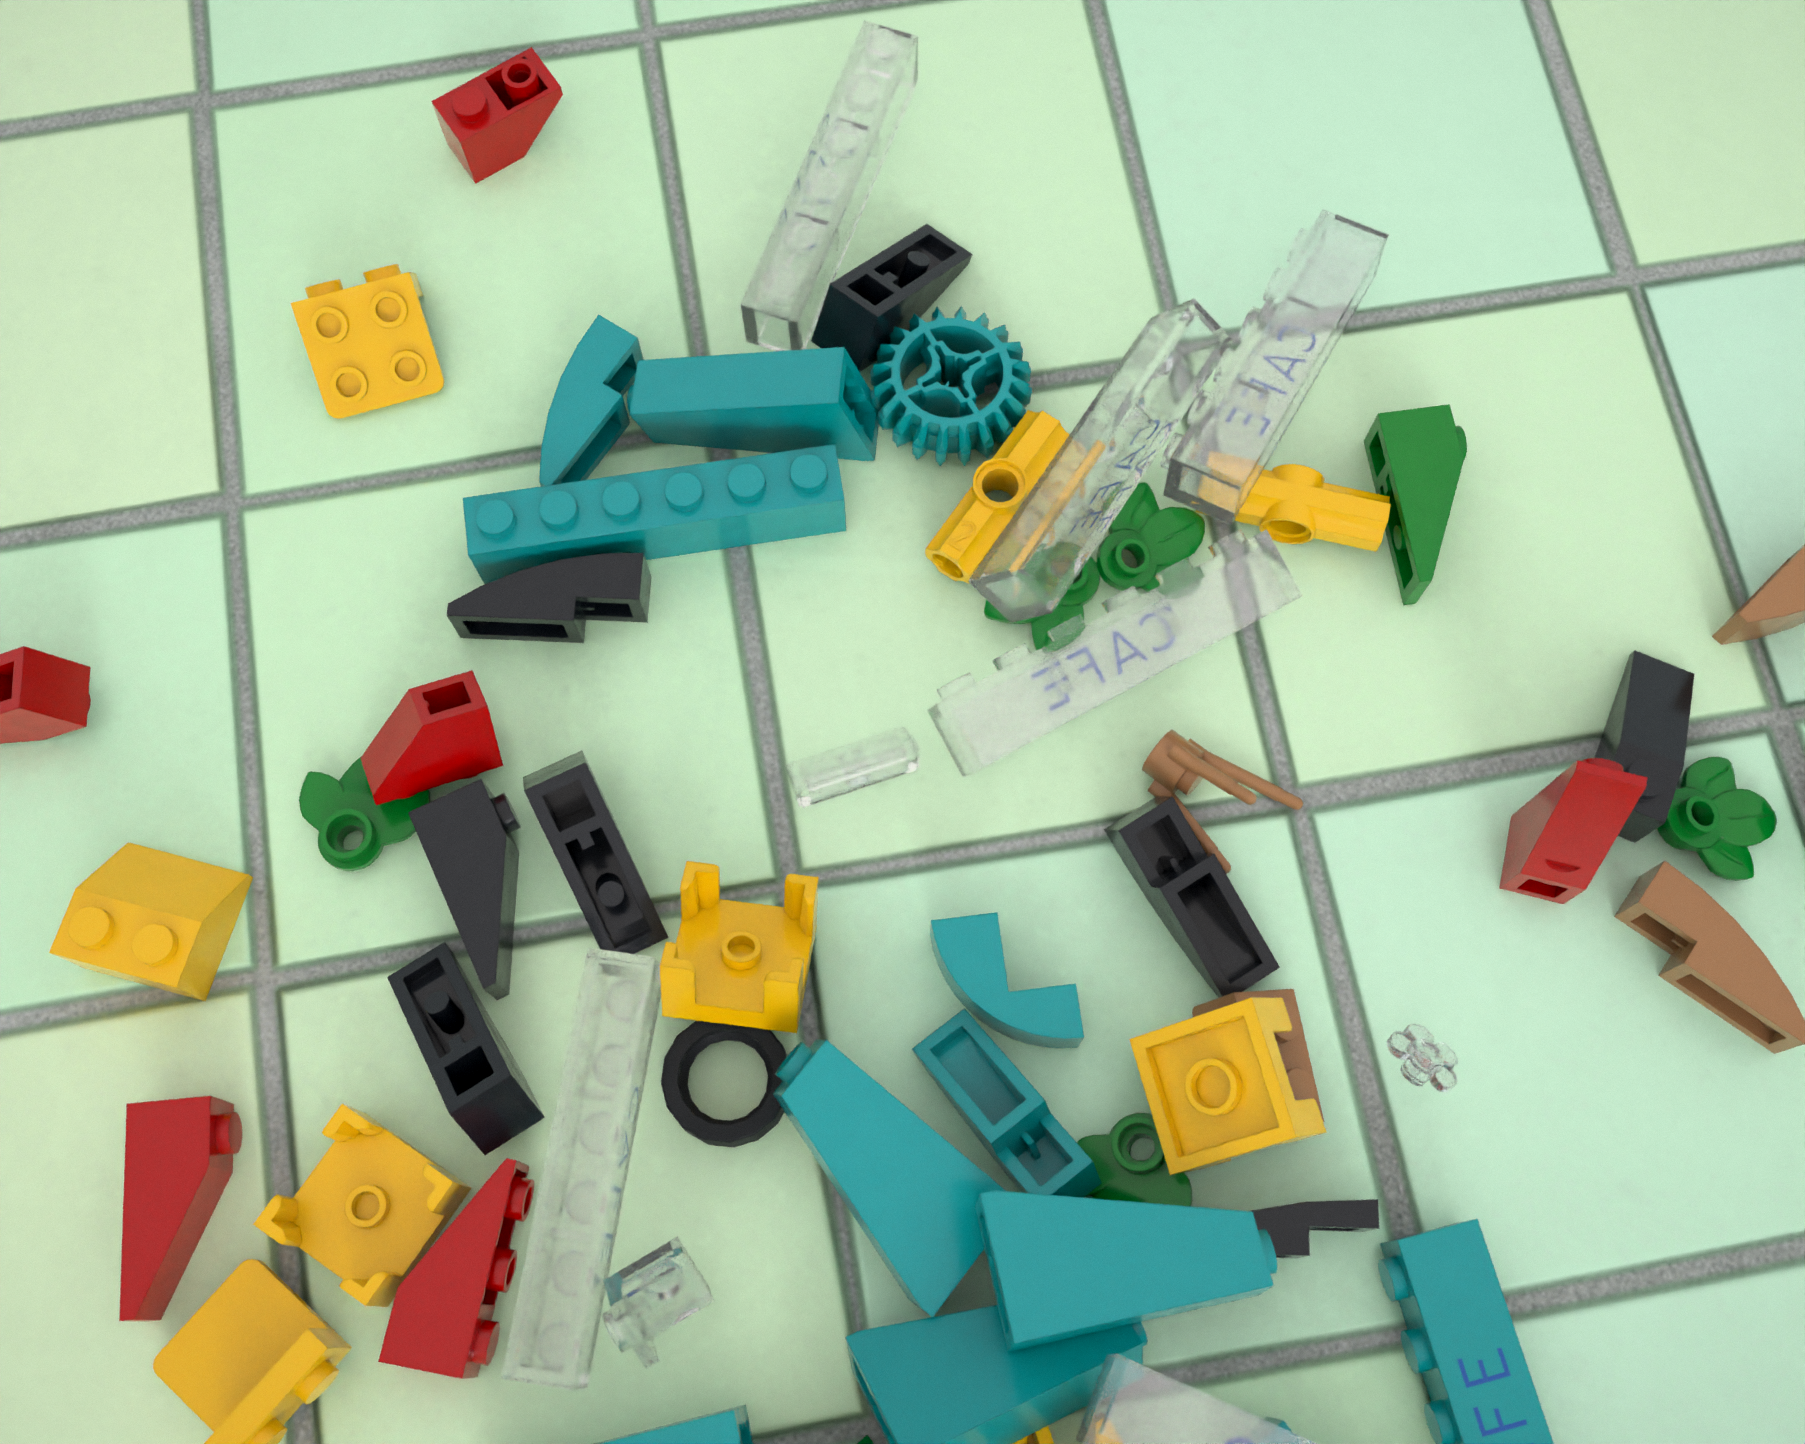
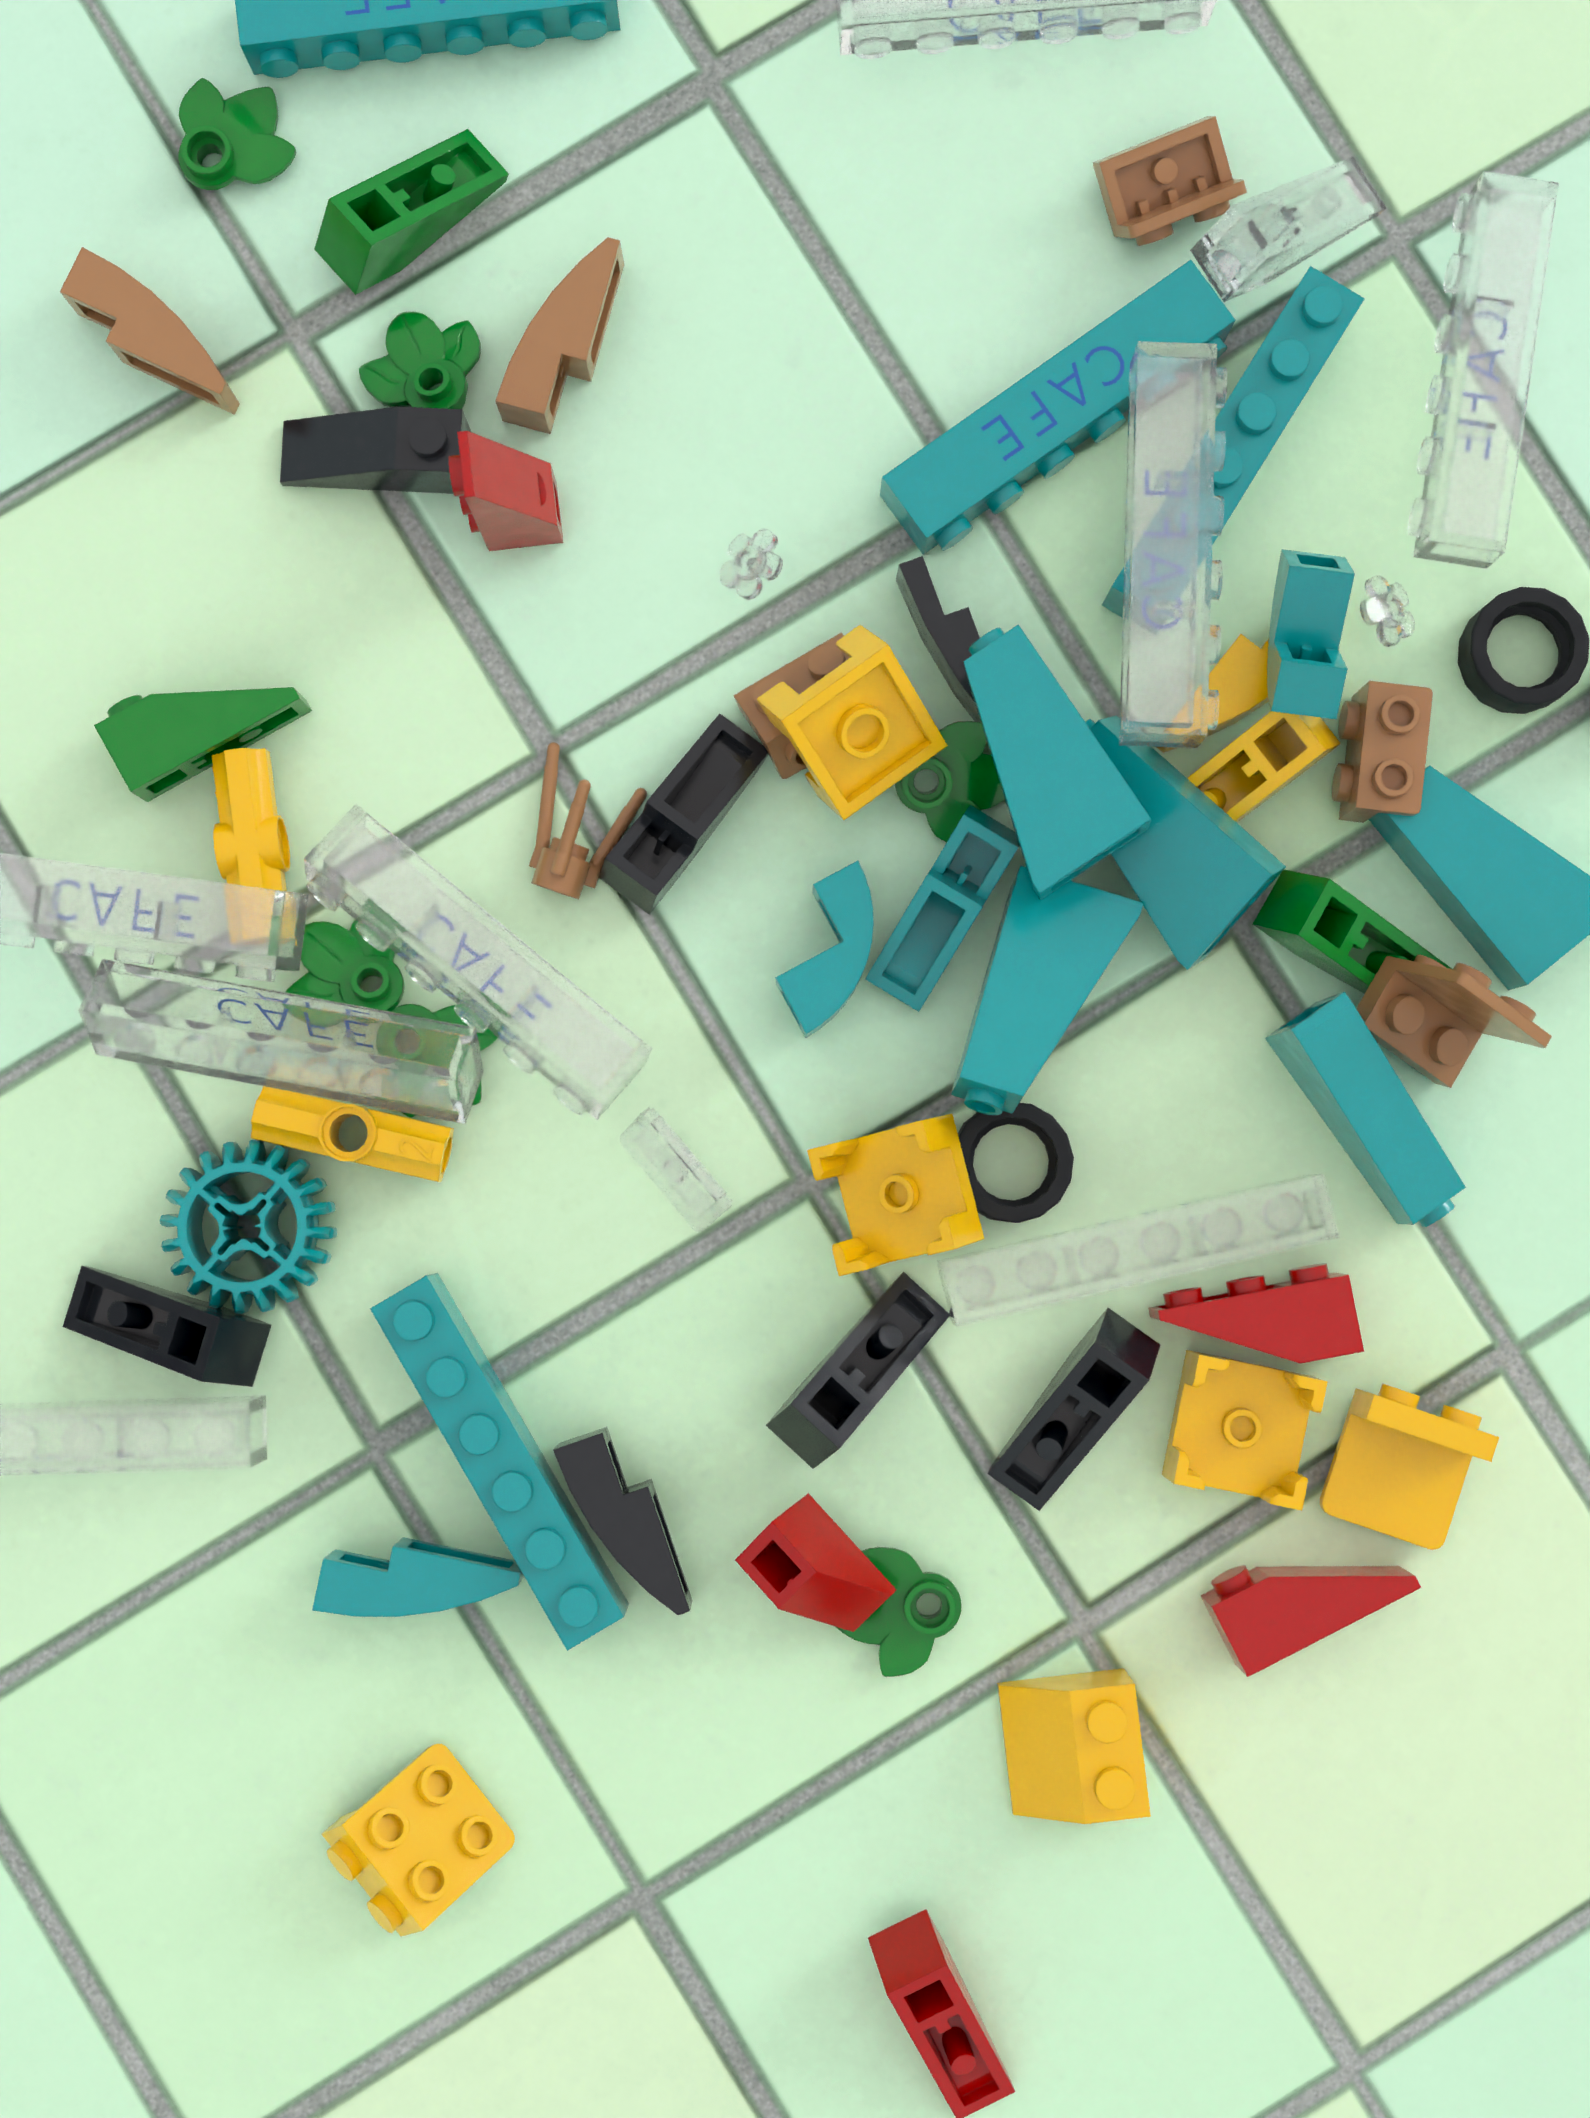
camera: 115 degrees left, 15 degrees up
(477, 872) = (912, 1474): black slope -> none
(498, 113) = (106, 1829): red slope -> none
(652, 1298) = (1217, 1148): clear bracket -> none
(757, 402) = (346, 1411): teal slope -> none

